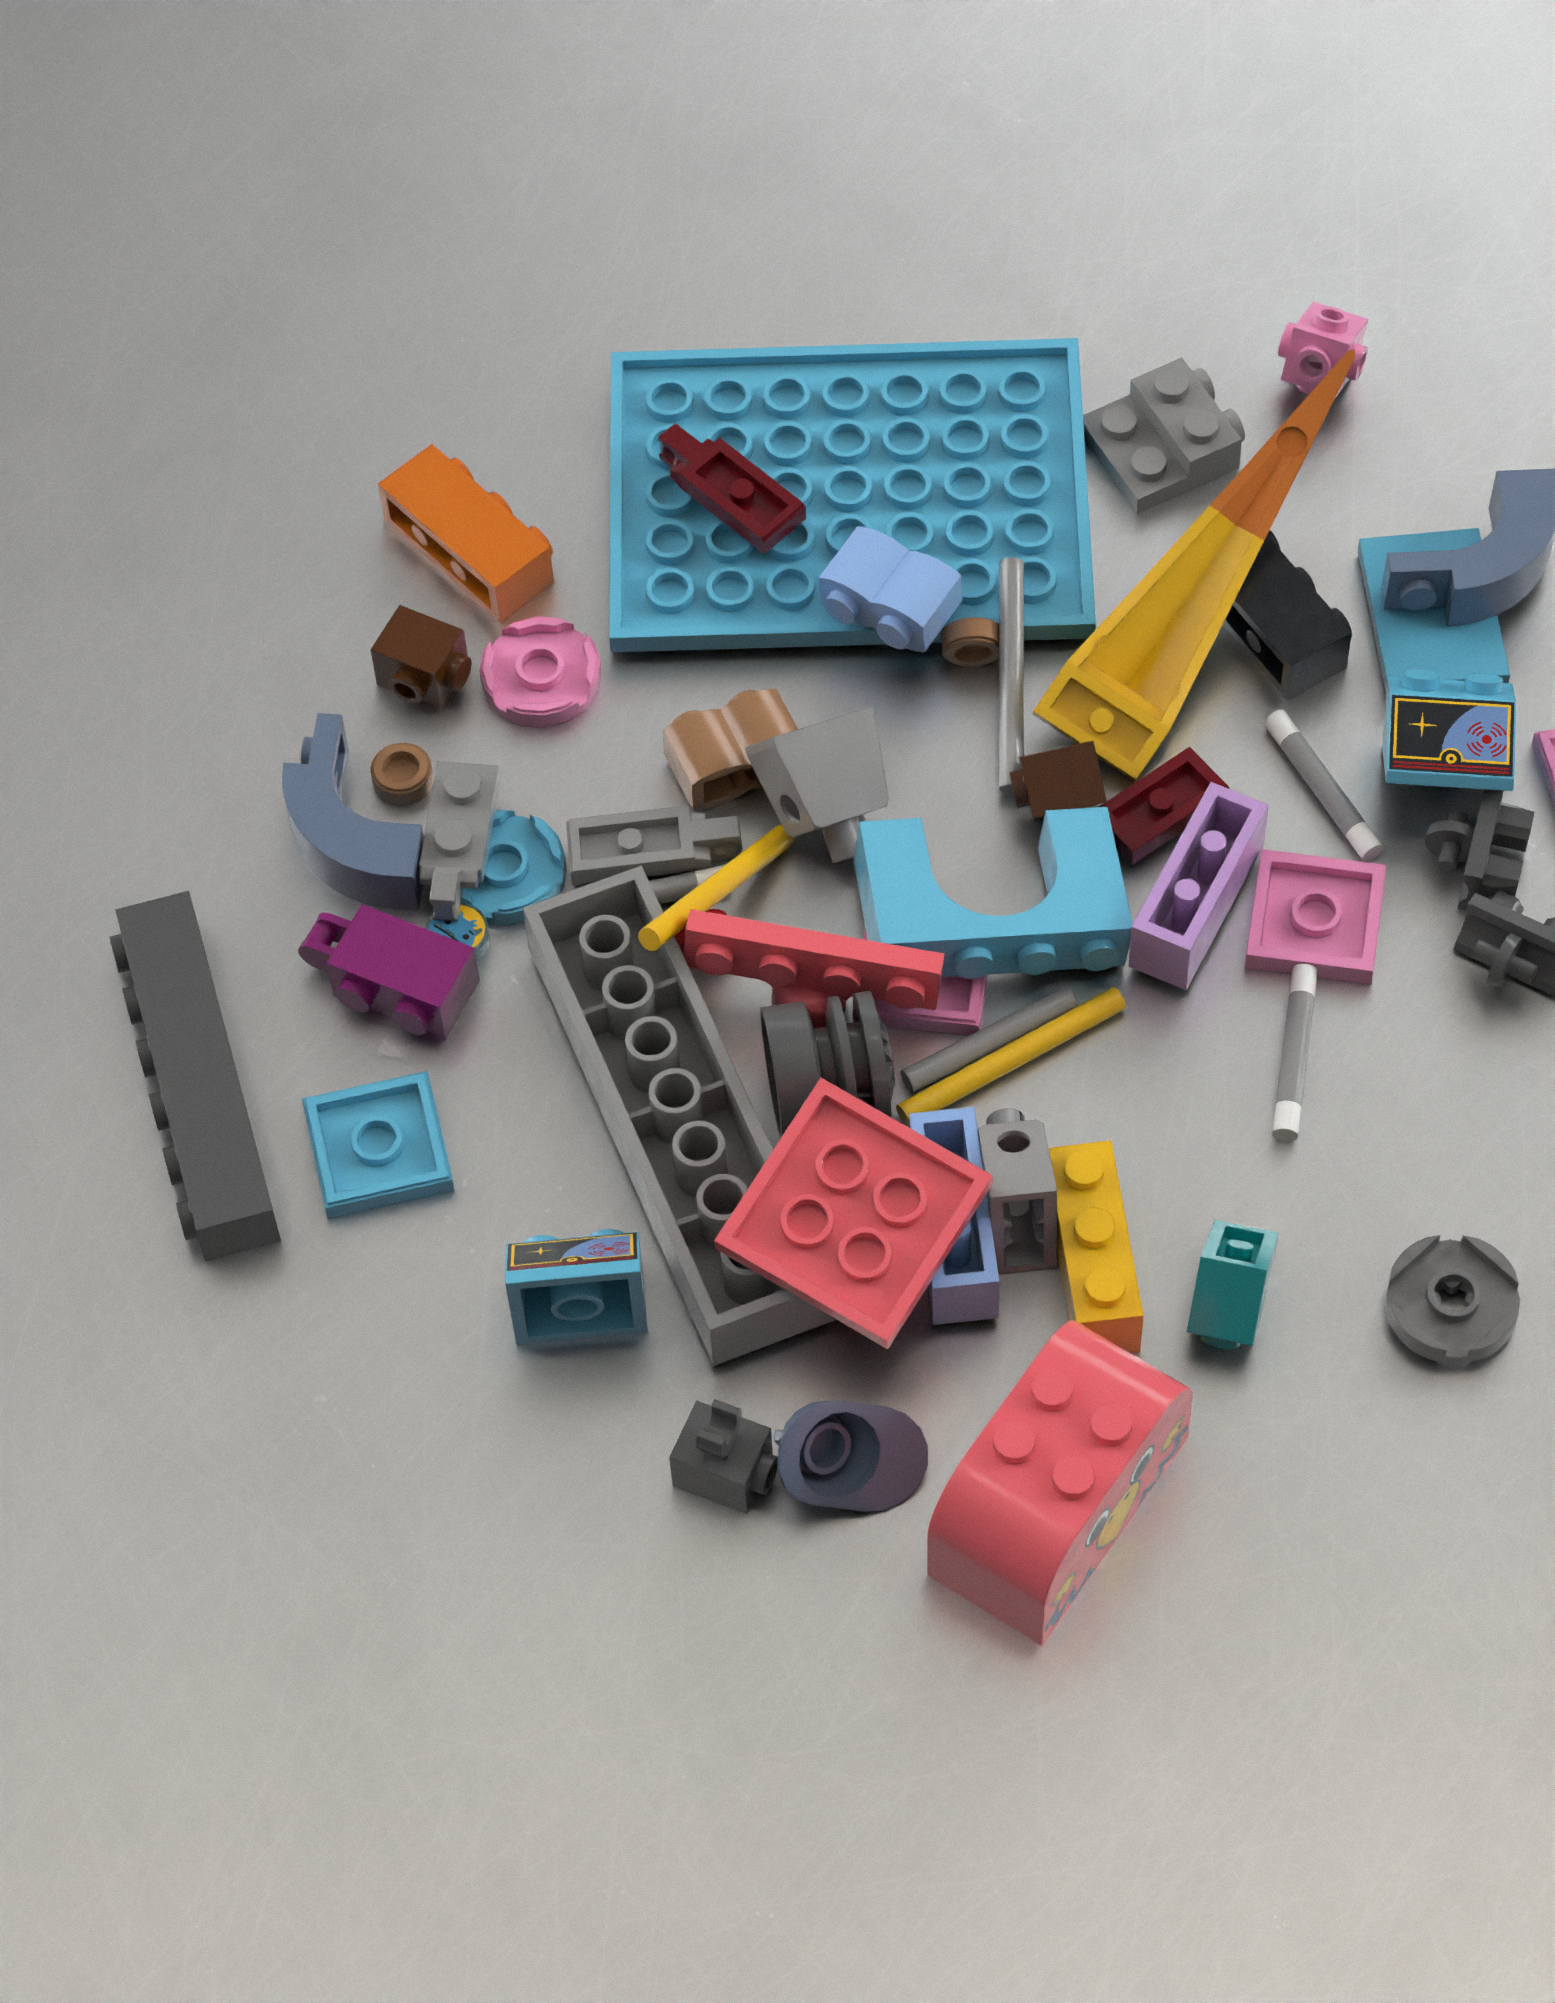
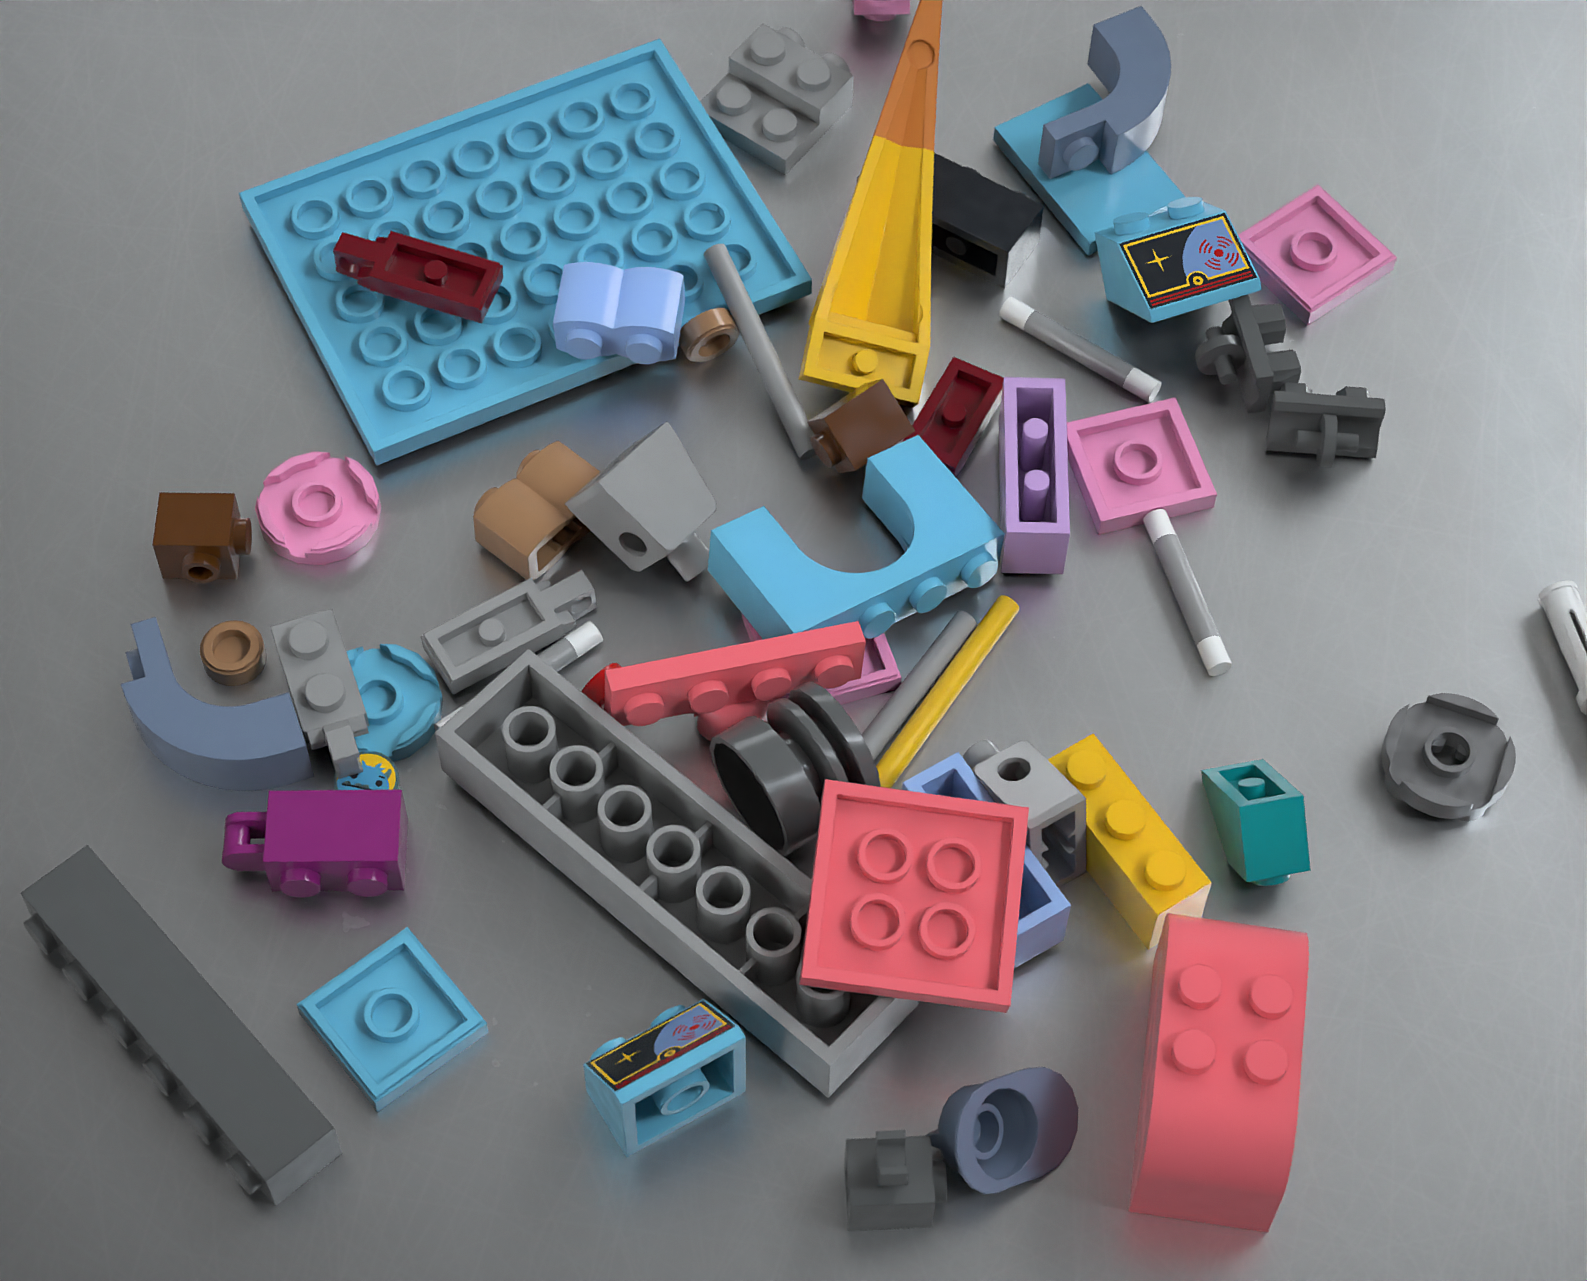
camera: 30 degrees left, 0 degrees up
(467, 532) = (183, 404): orange brick -> none
(715, 888) = (603, 646): yellow bar -> none

